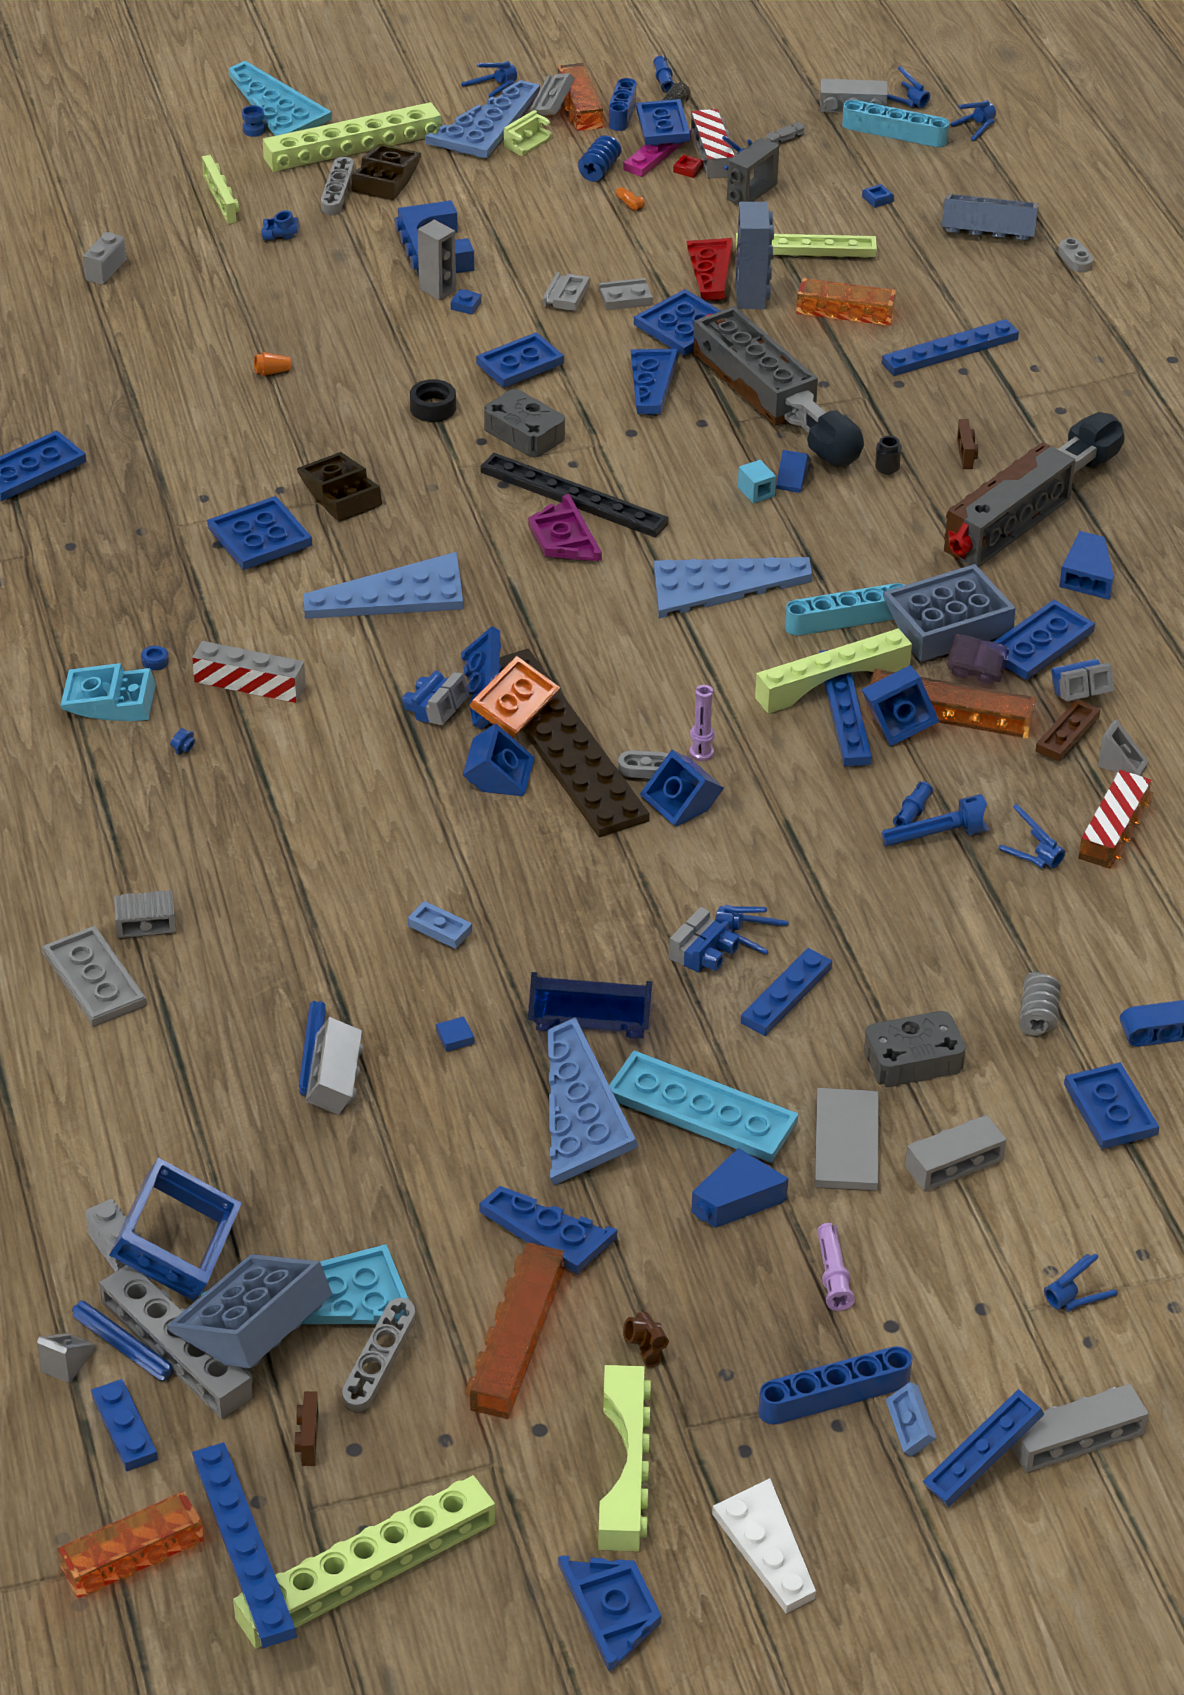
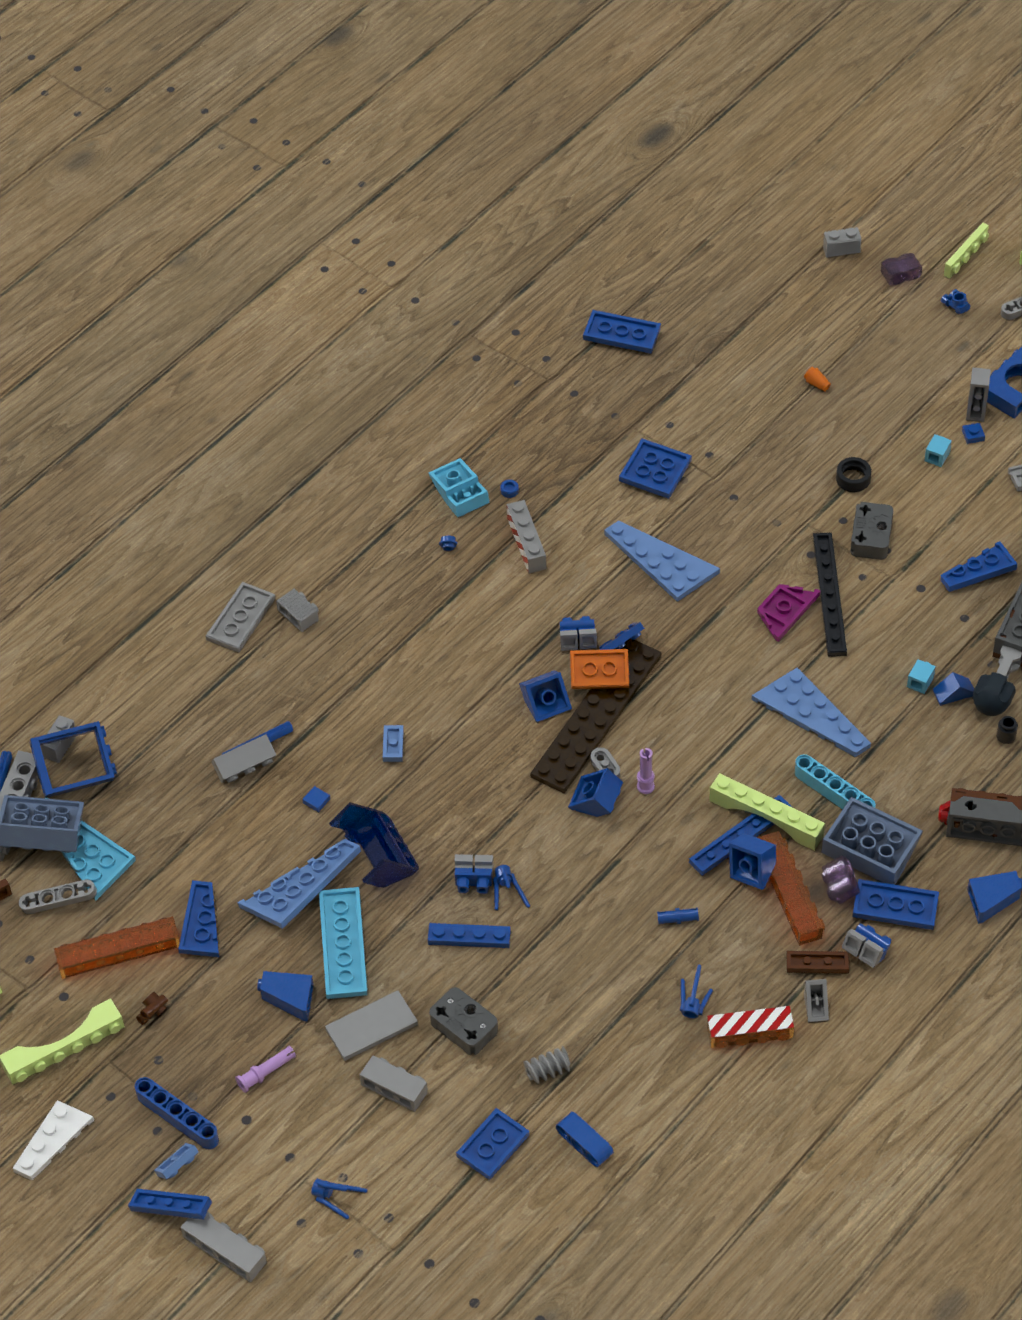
camera: 60 degrees right, 10 degrees up
(189, 239) = (901, 269): none -> clear purple brick
(340, 485) = (731, 479): dark brown slope -> none
(466, 330) = (938, 450): none -> medium azure brick
(520, 359) = (935, 492): blue plate -> none
(968, 815) = (684, 947): blue piece -> none

